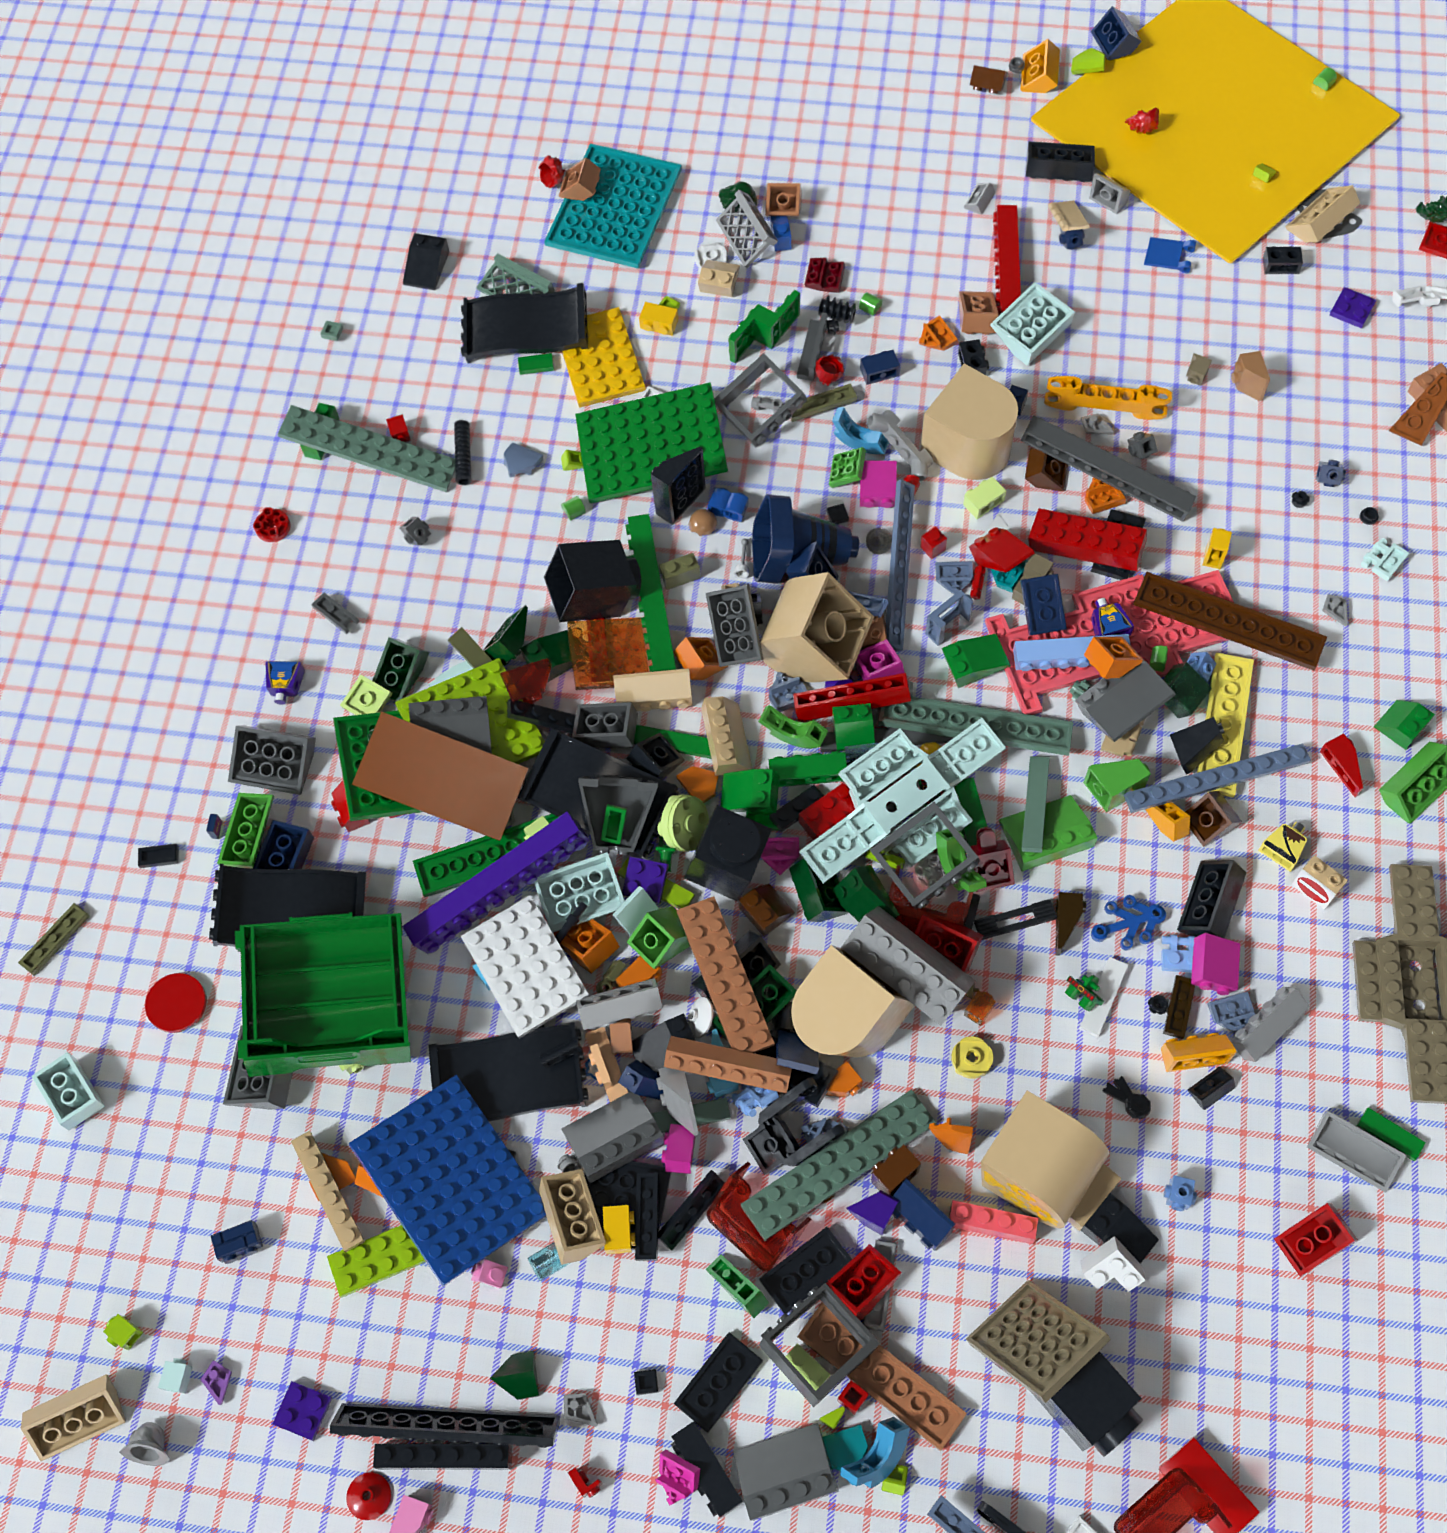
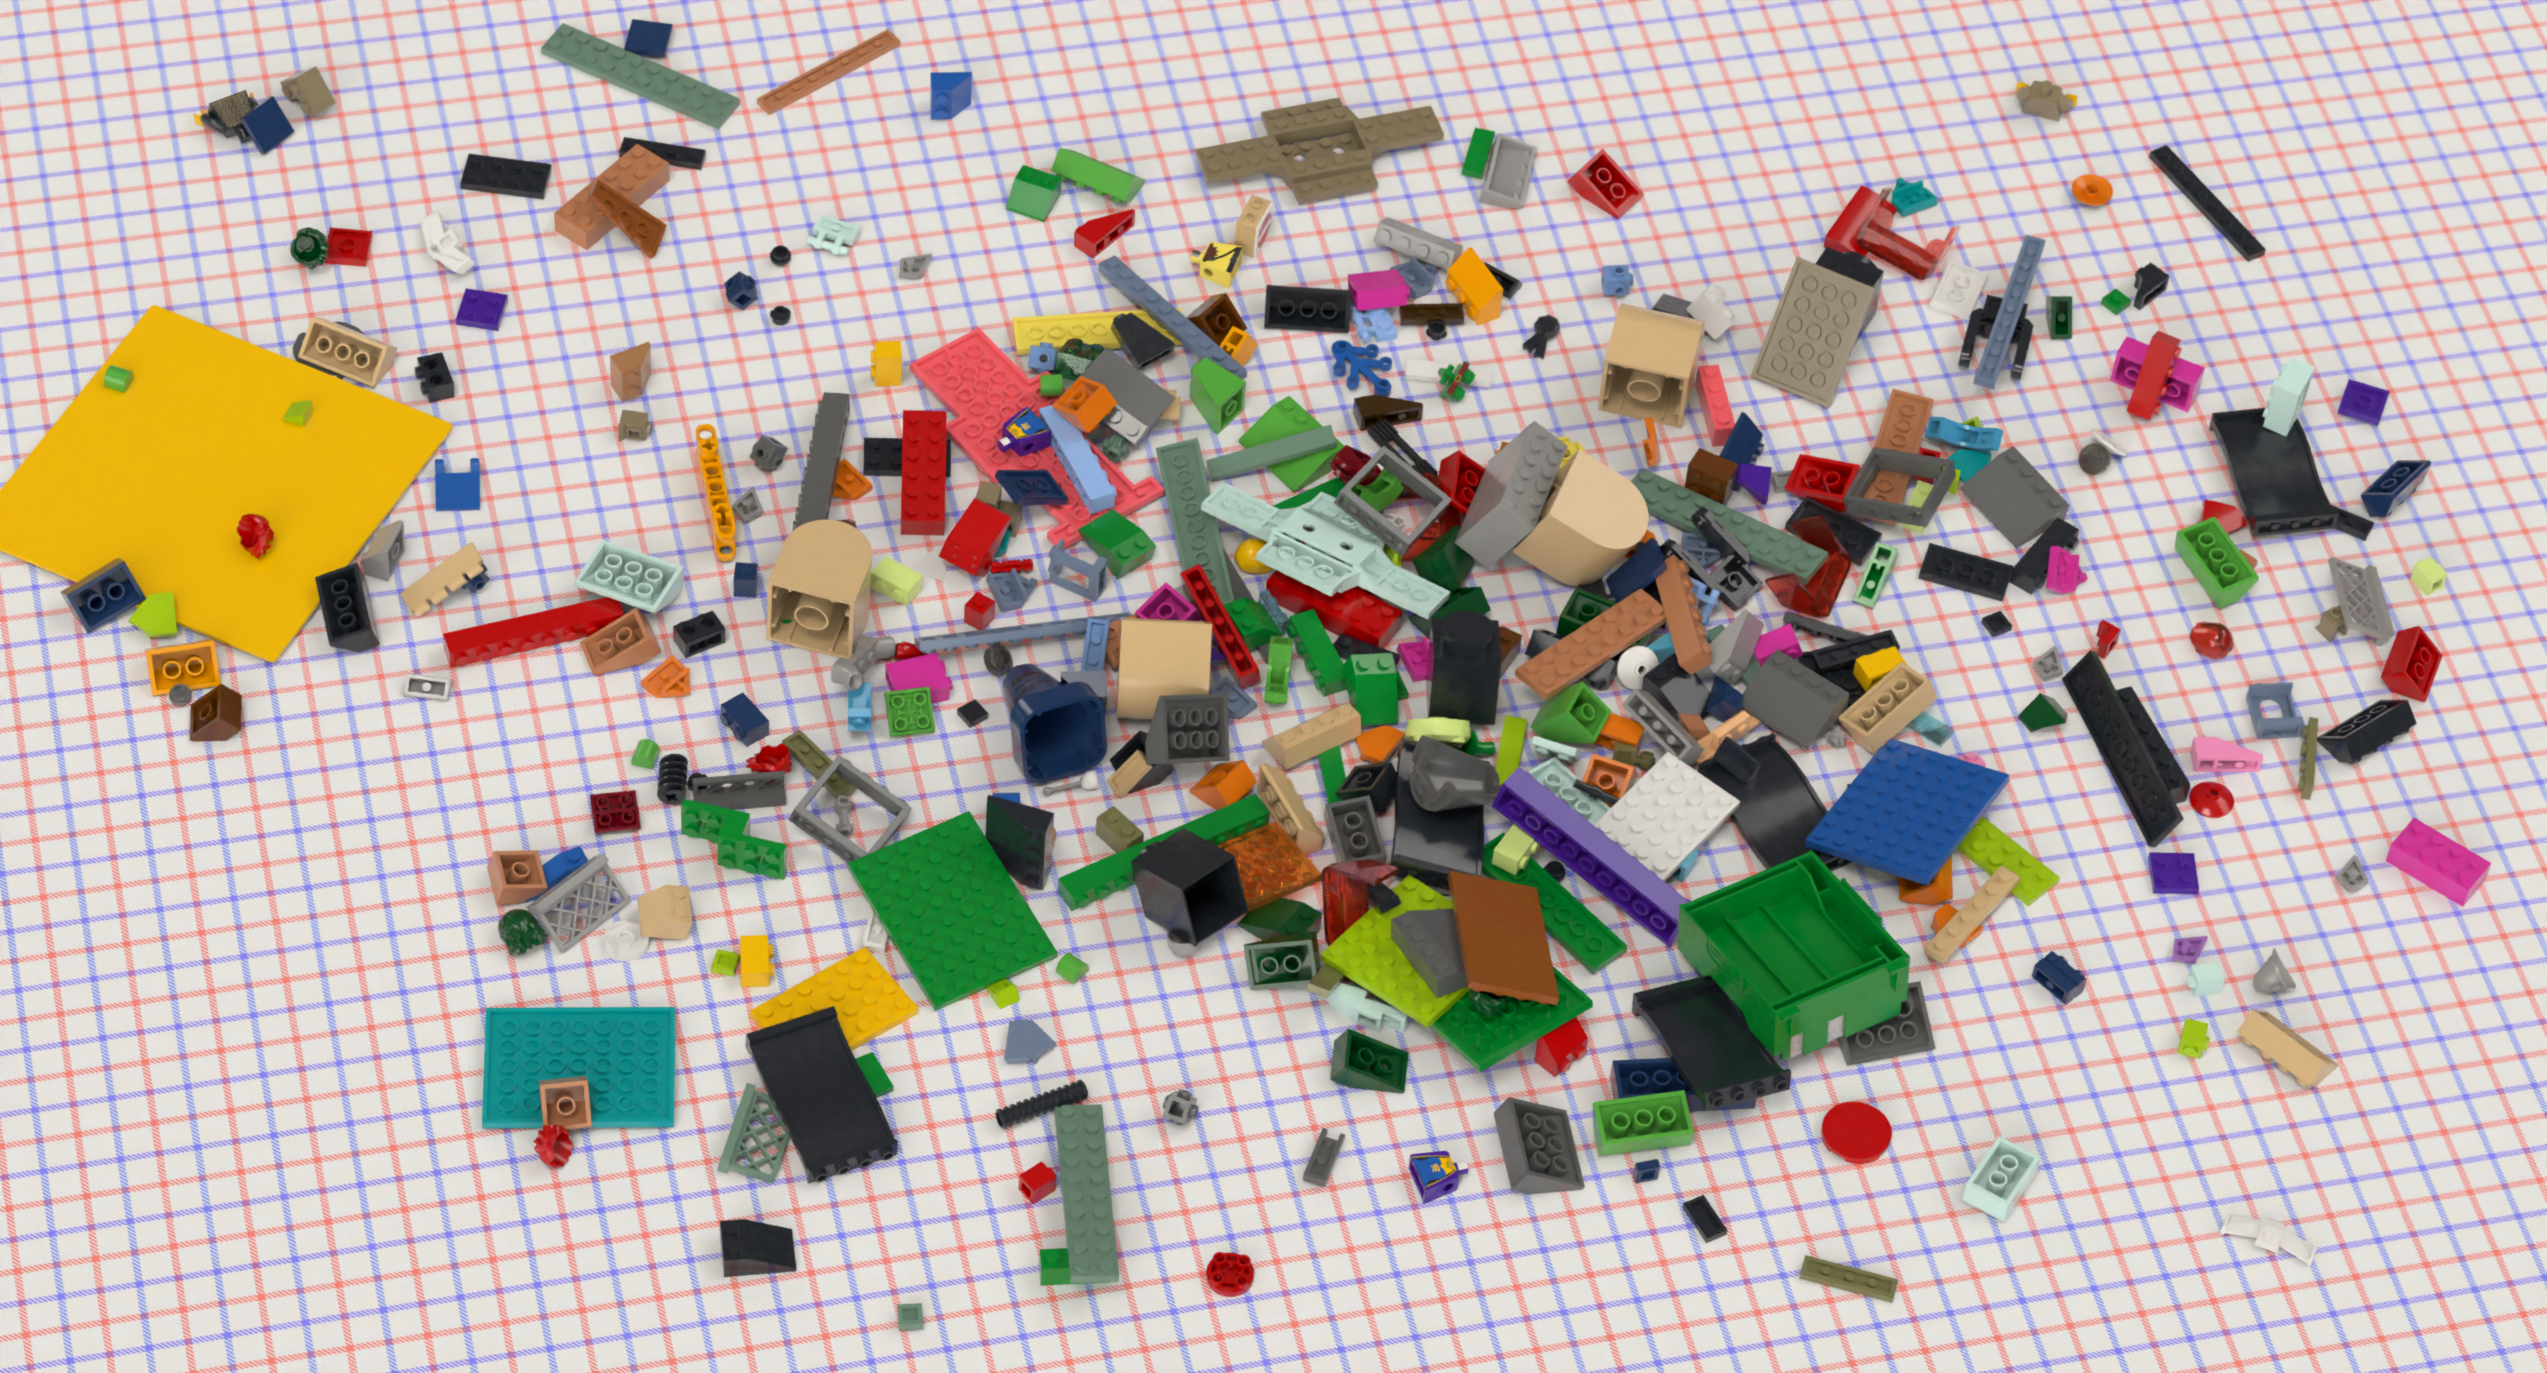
camera: 120 degrees left, 15 degrees down
(365, 697) = (1422, 1082): yellowish green plate -> none
(614, 824) = (1473, 779): green slope -> none
(646, 874) = (1511, 752): dark purple plate -> none
(1230, 621) = (977, 340): reddish brown plate -> none

